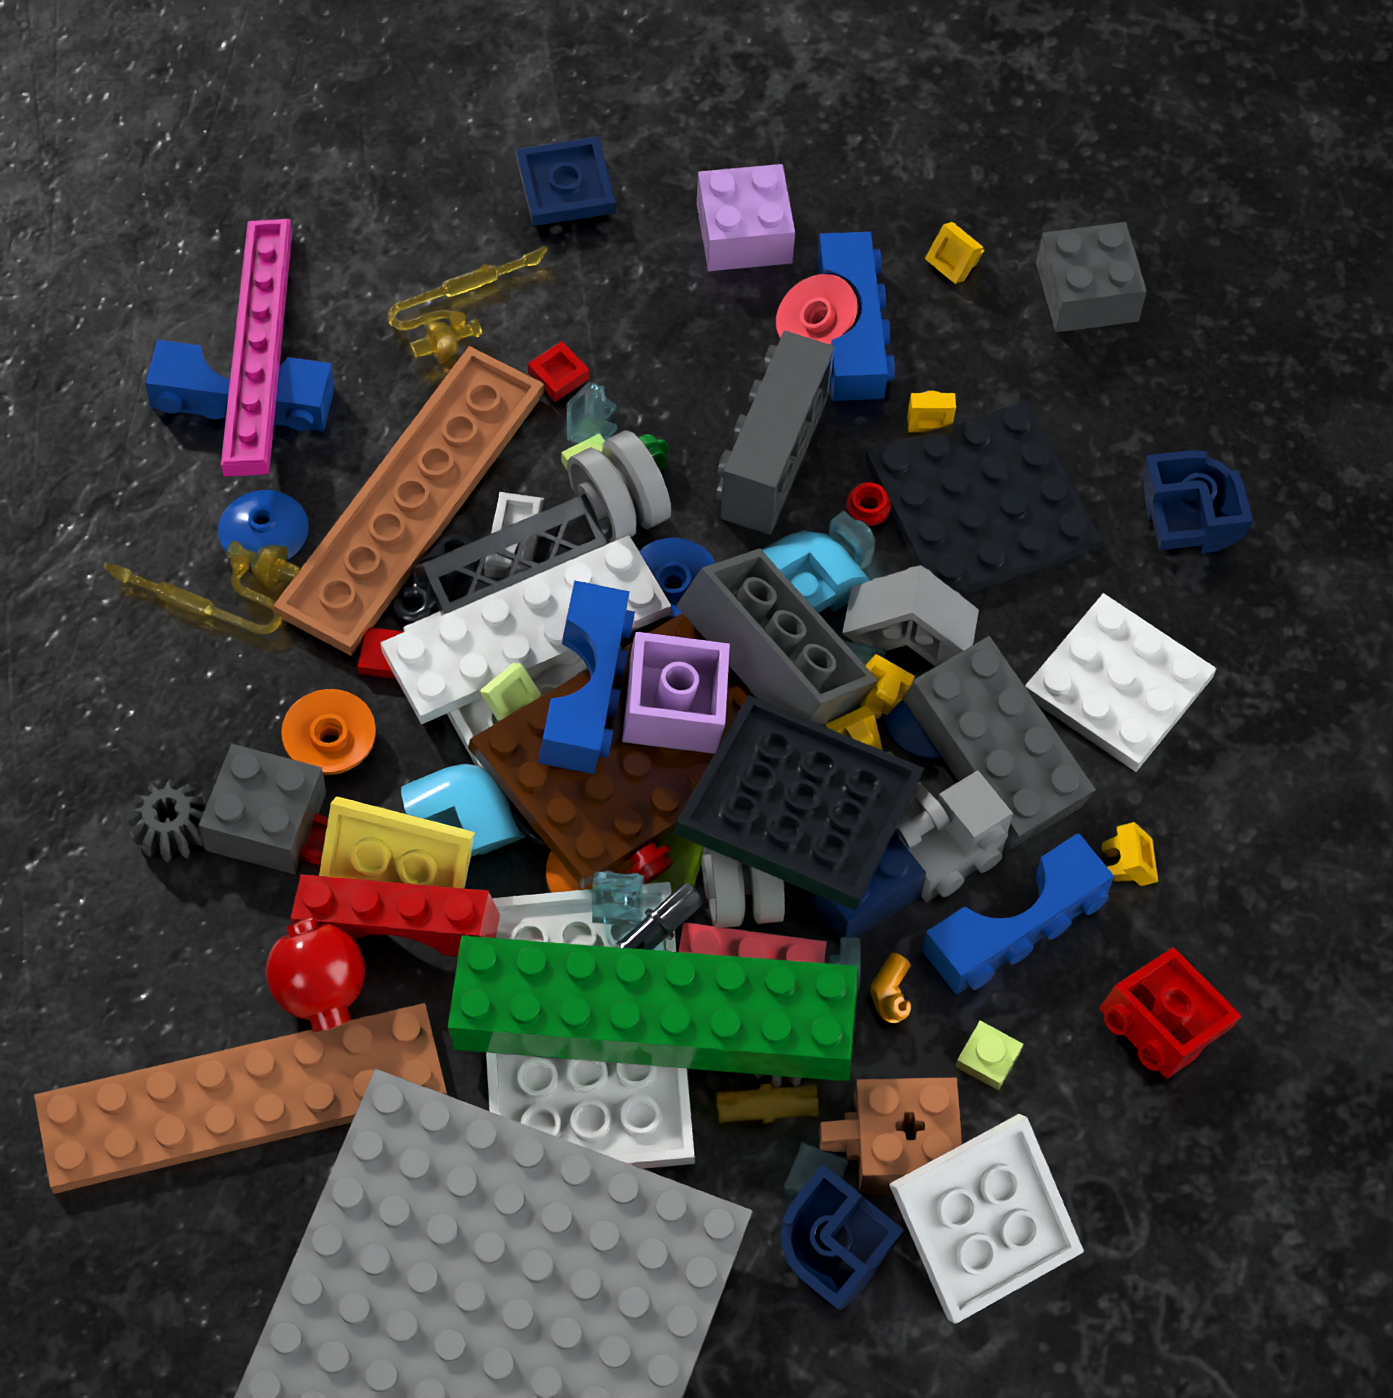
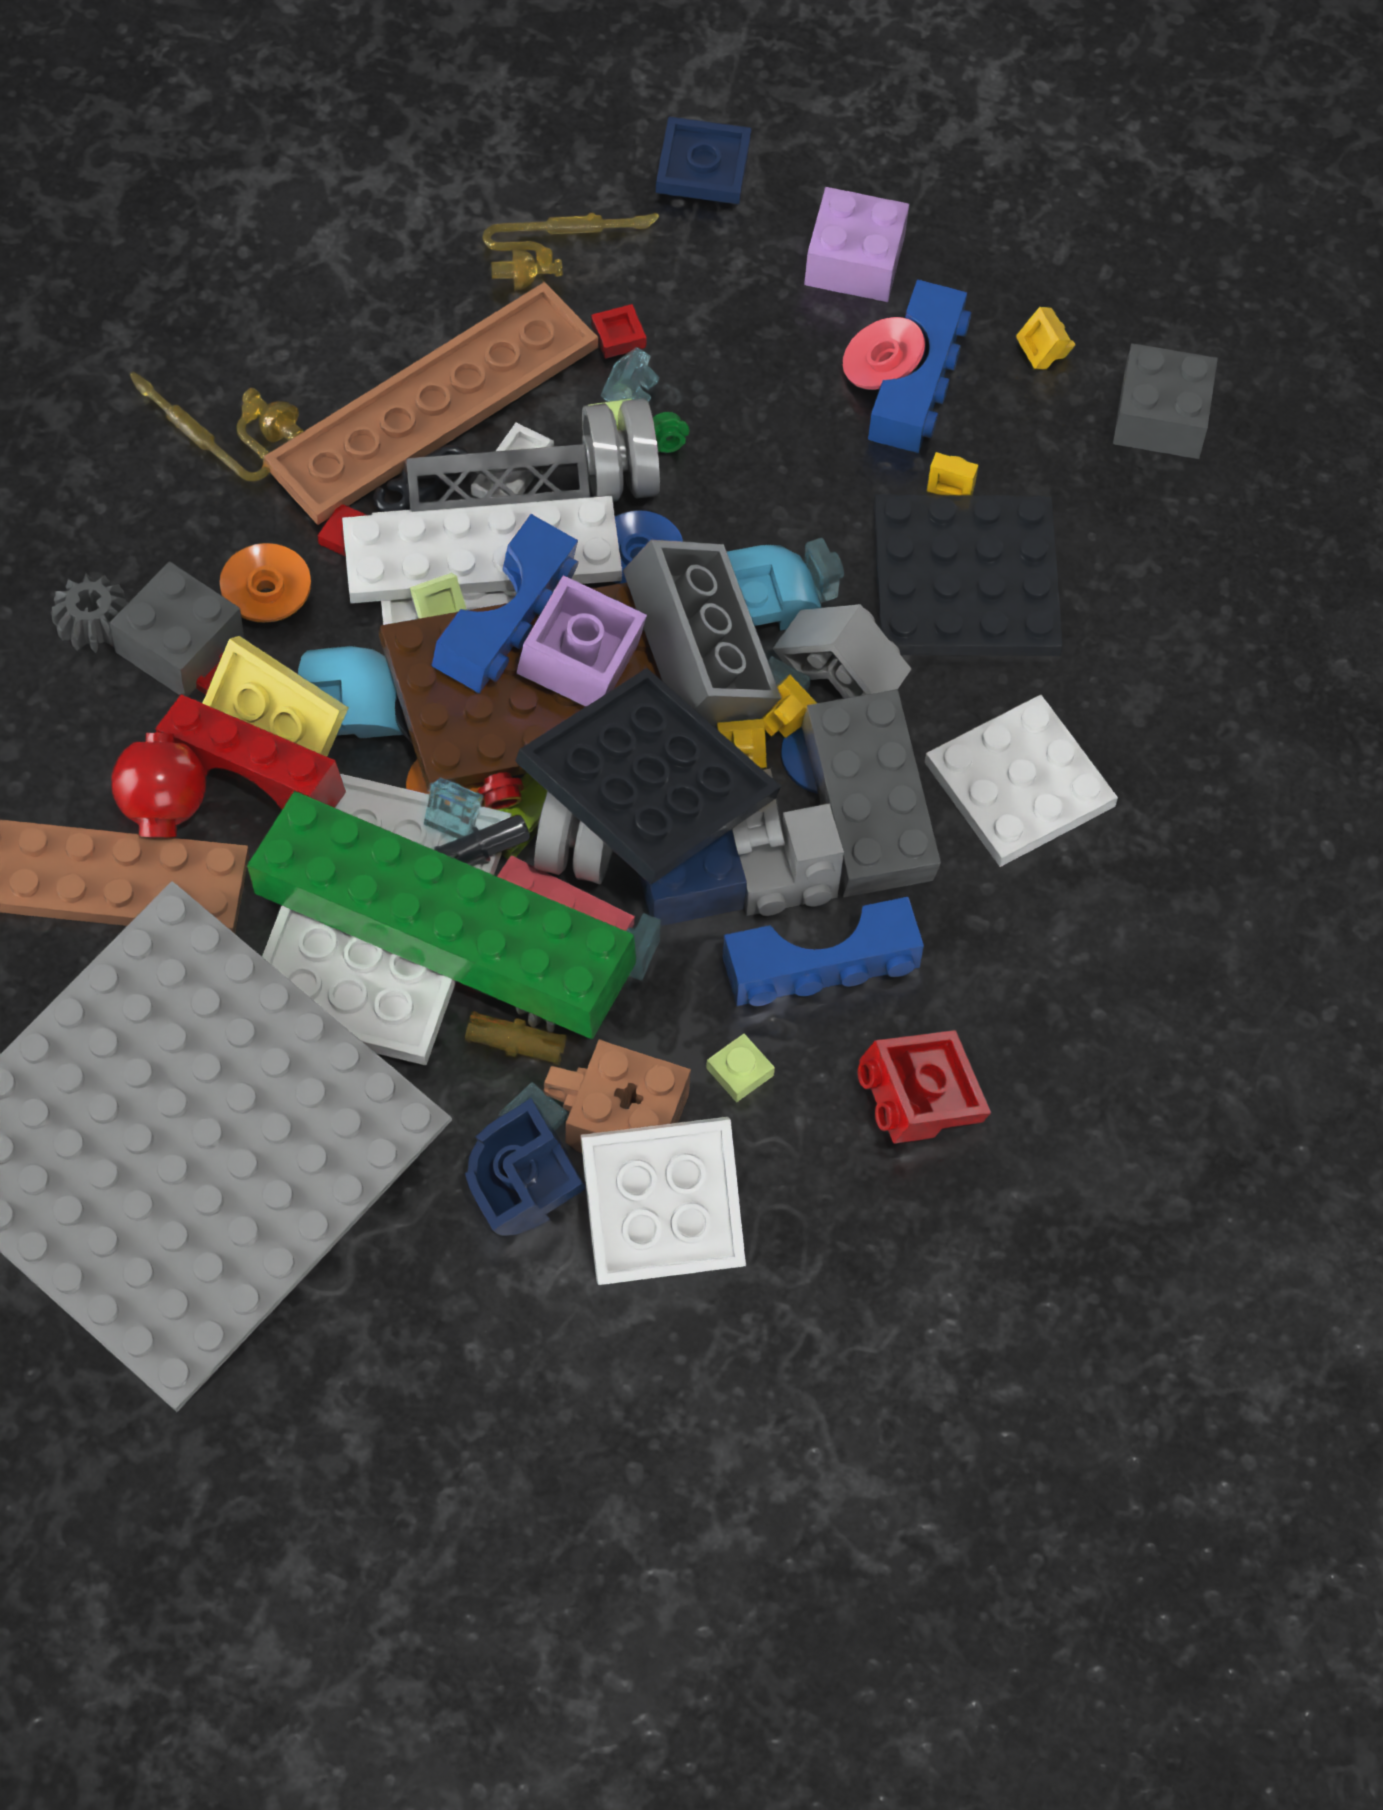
camera: 20 degrees right, 0 degrees up
(185, 383) = (363, 276): blue arch -> none
(257, 349) = (346, 222): dark pink tile -> none
(286, 523) = (309, 390): blue dish -> none
(774, 432) = (791, 446): dark grey brick -> none
(870, 494) = (858, 533): red plate -> none
(886, 991) = (670, 978): light orange arm -> none
(1136, 854) = (958, 937): yellow tile -> none
(1195, 501) = (1166, 637): dark blue brick -> none

